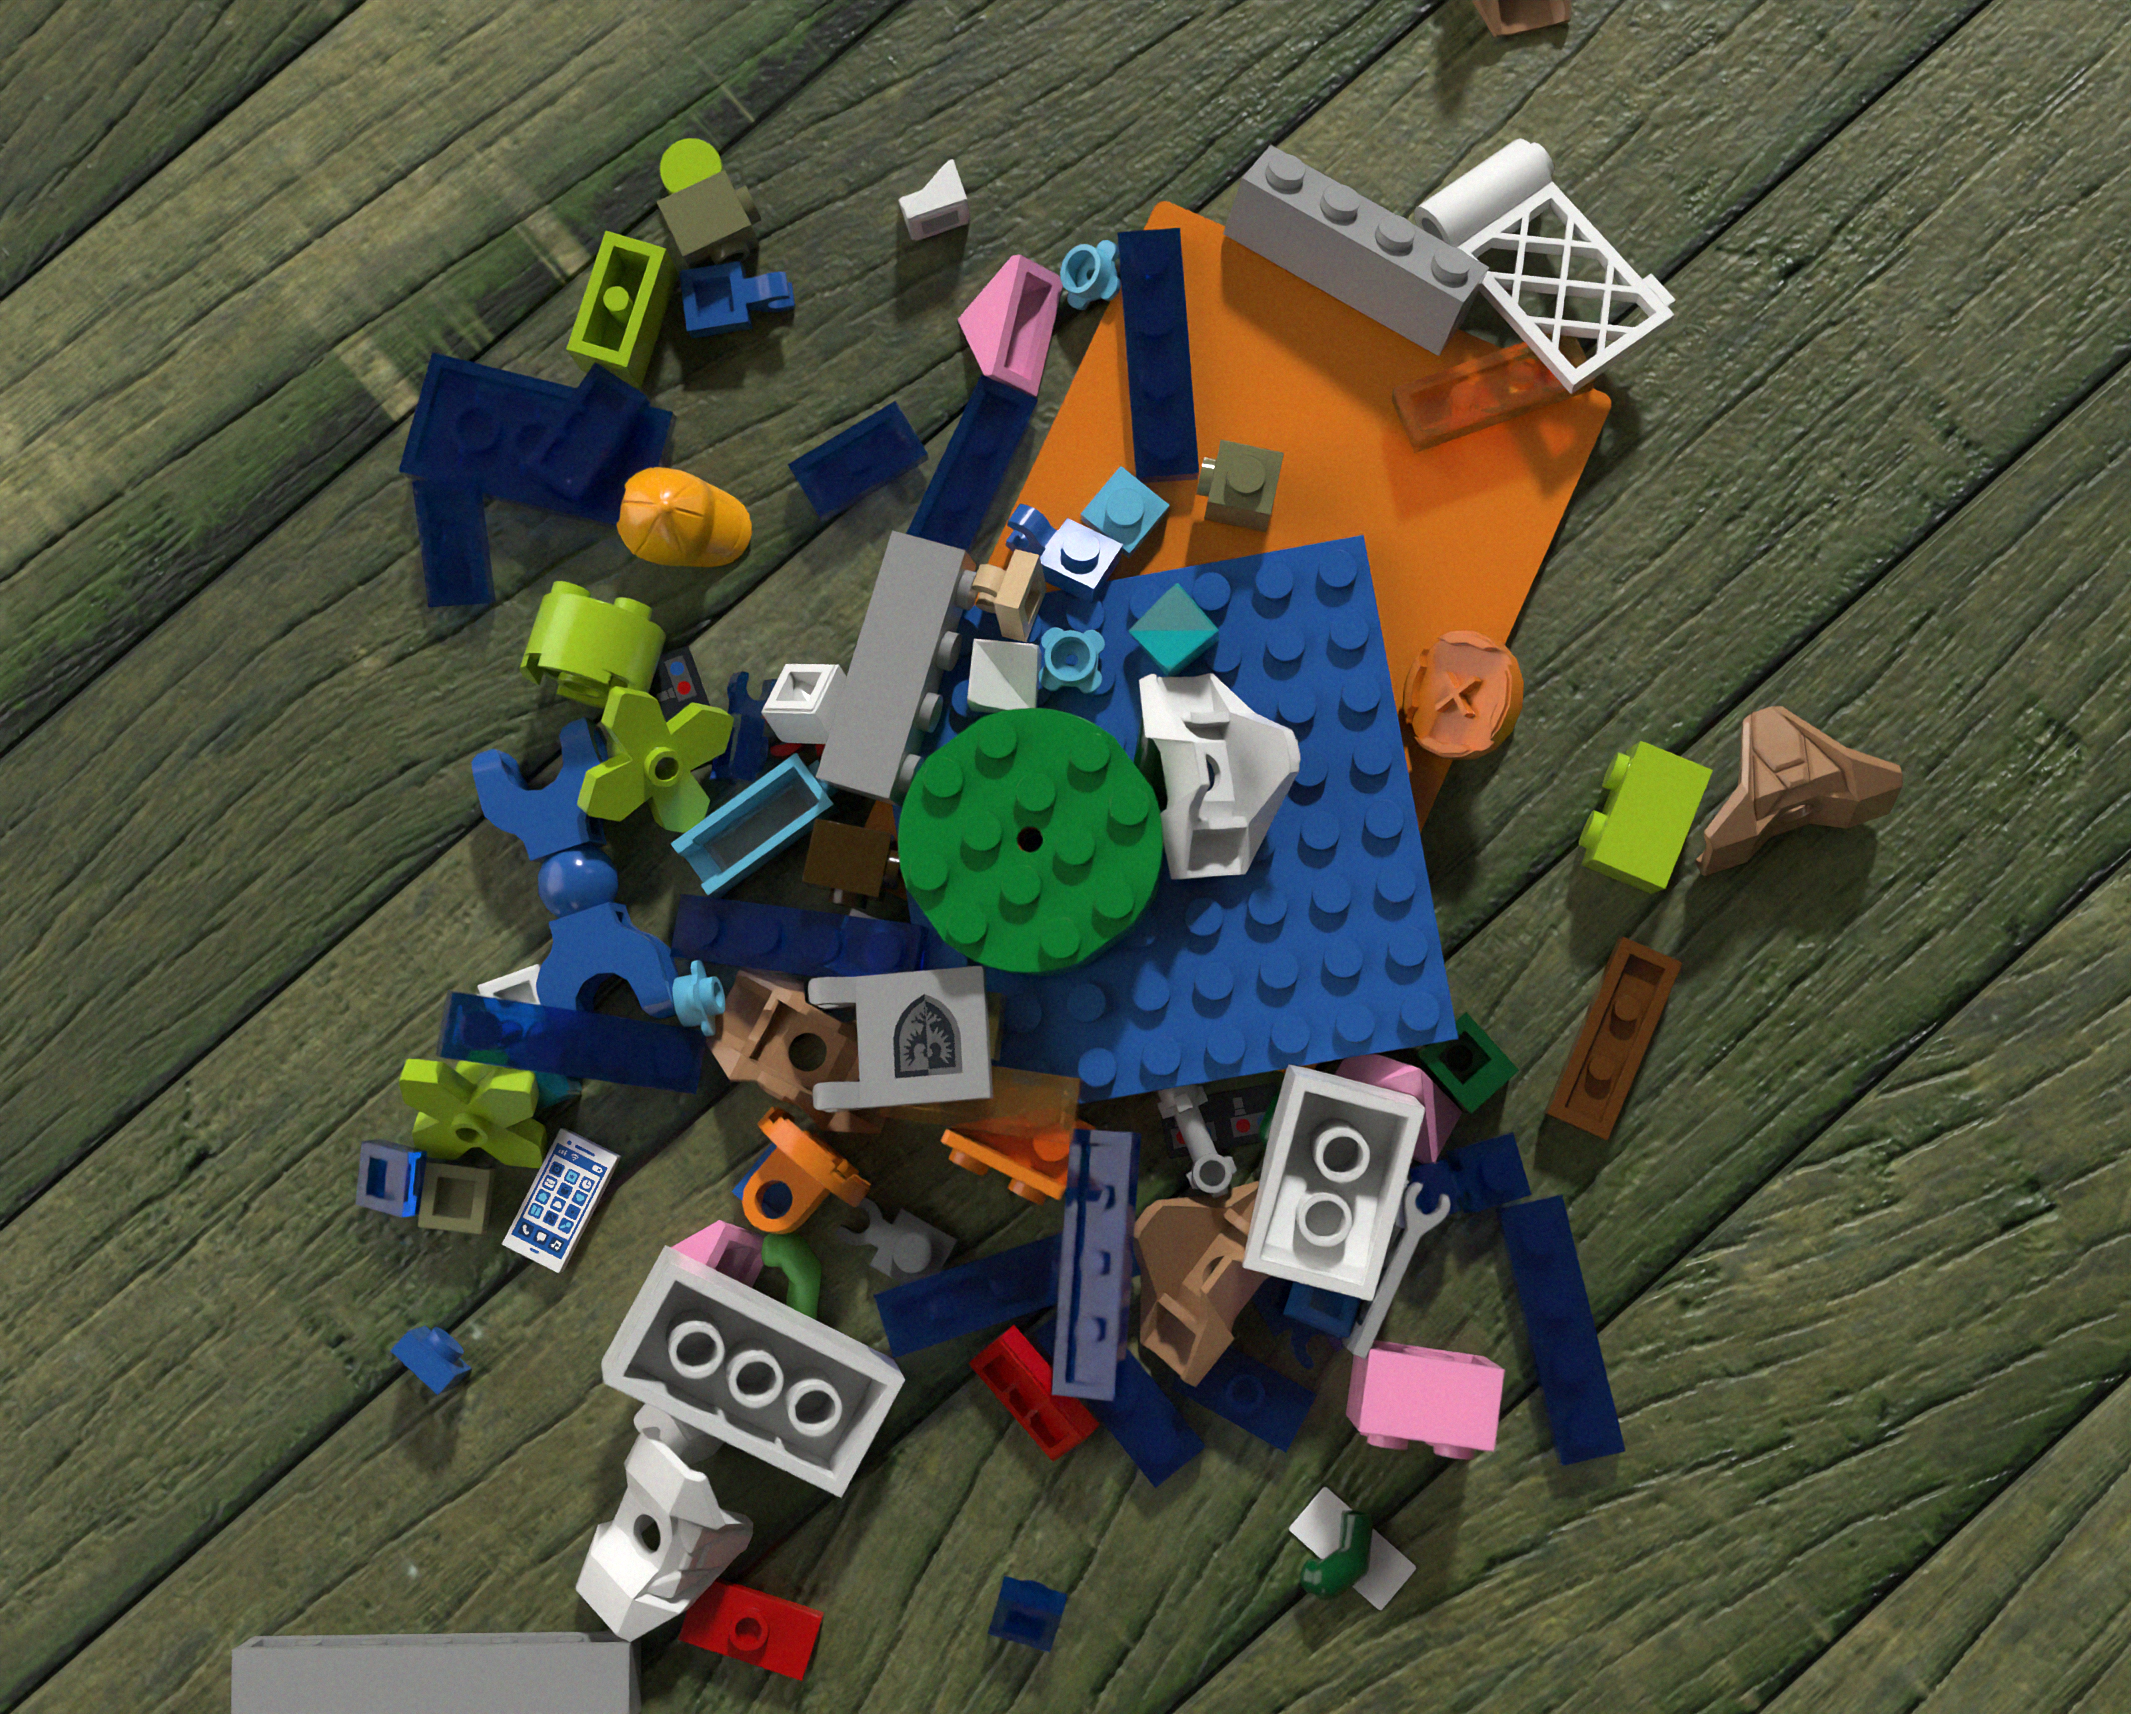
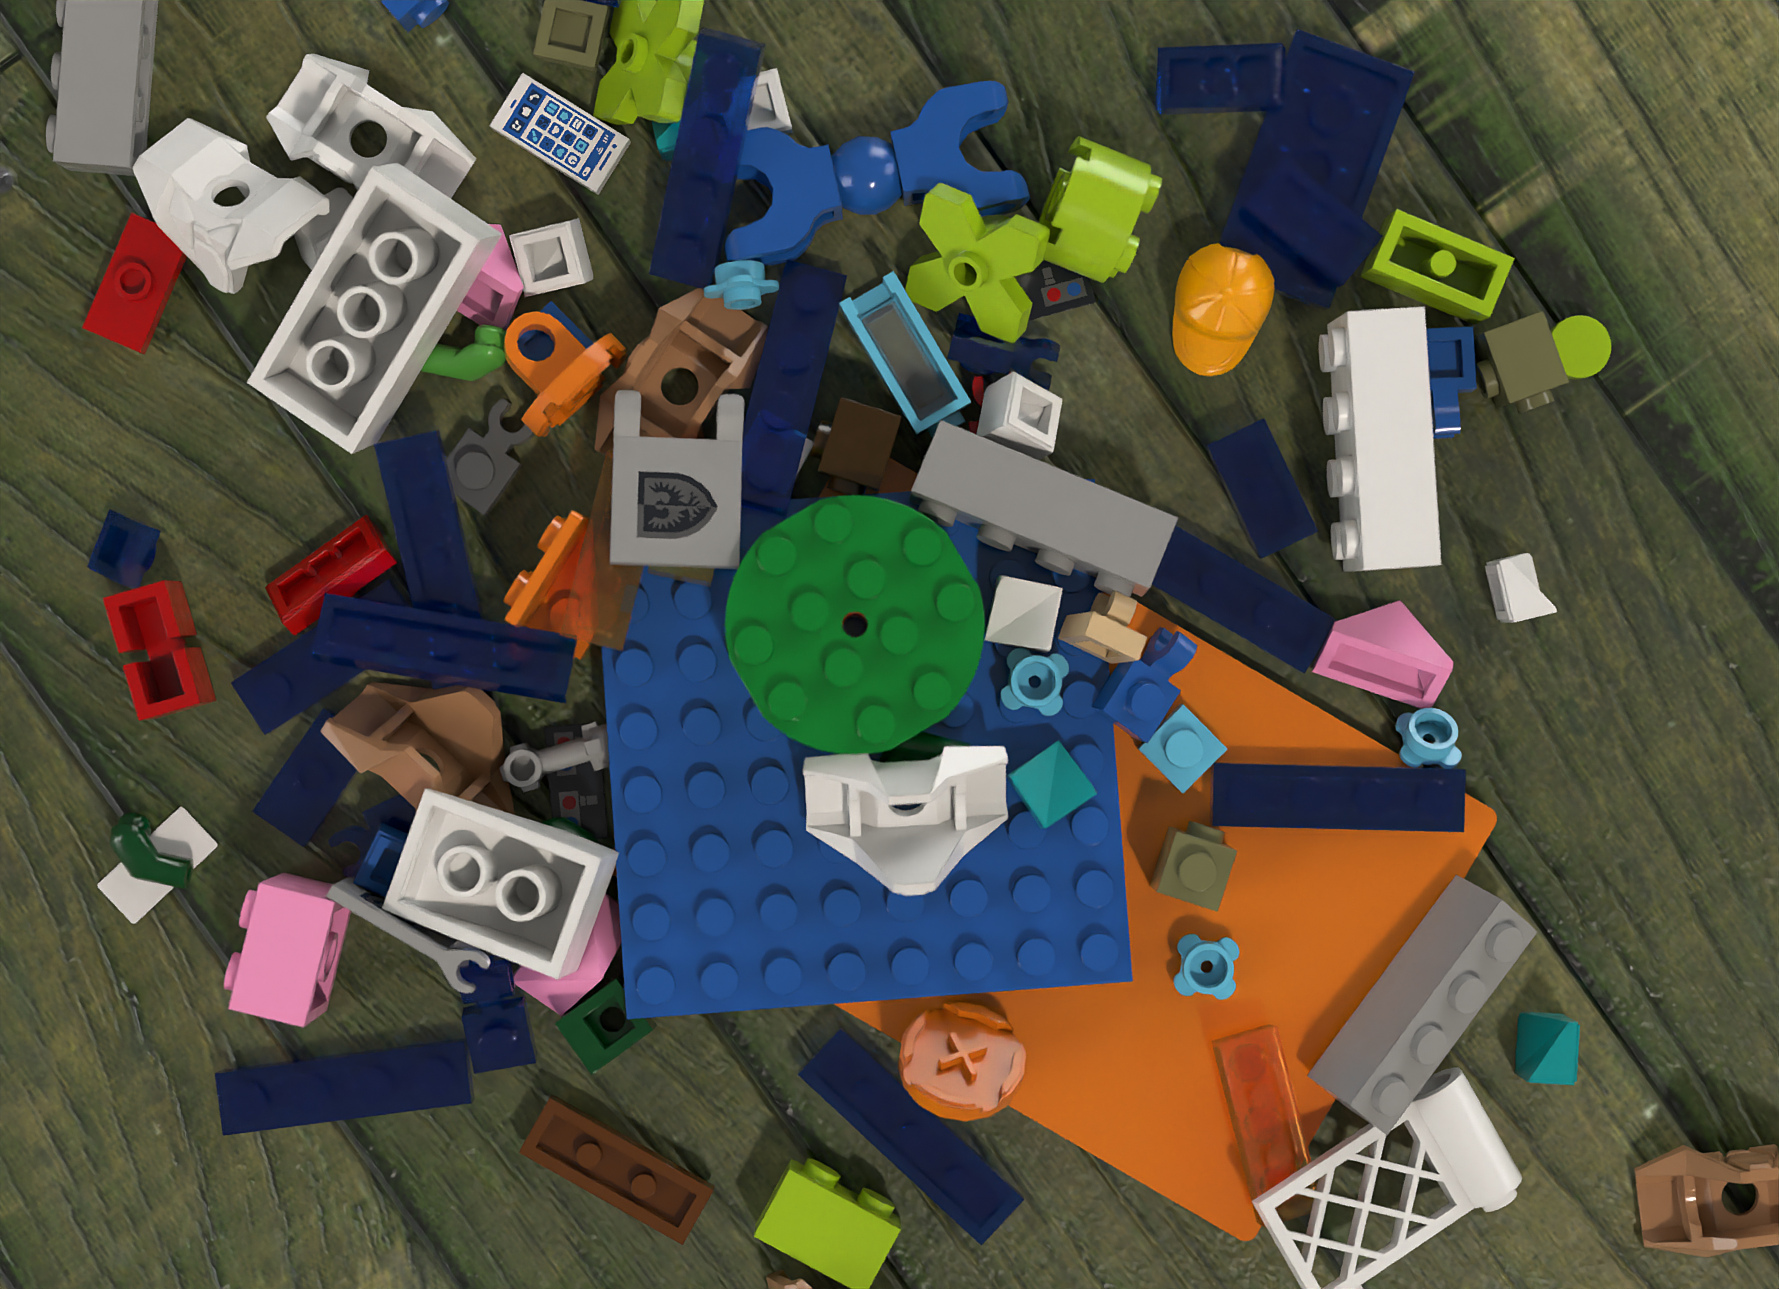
camera: 85 degrees right, 5 degrees up
(543, 1436) = (334, 98): none -> white piece
(687, 1196) = (551, 257): none -> white slope
(798, 343) = (1381, 440): none -> white brick
(1100, 1570) = (159, 621): none -> red piece
(1353, 452) = (1215, 982): none -> medium azure plate
(1385, 129) = (1547, 1048): none -> teal slope
(1543, 744) = (911, 1136): none -> clear blue plate

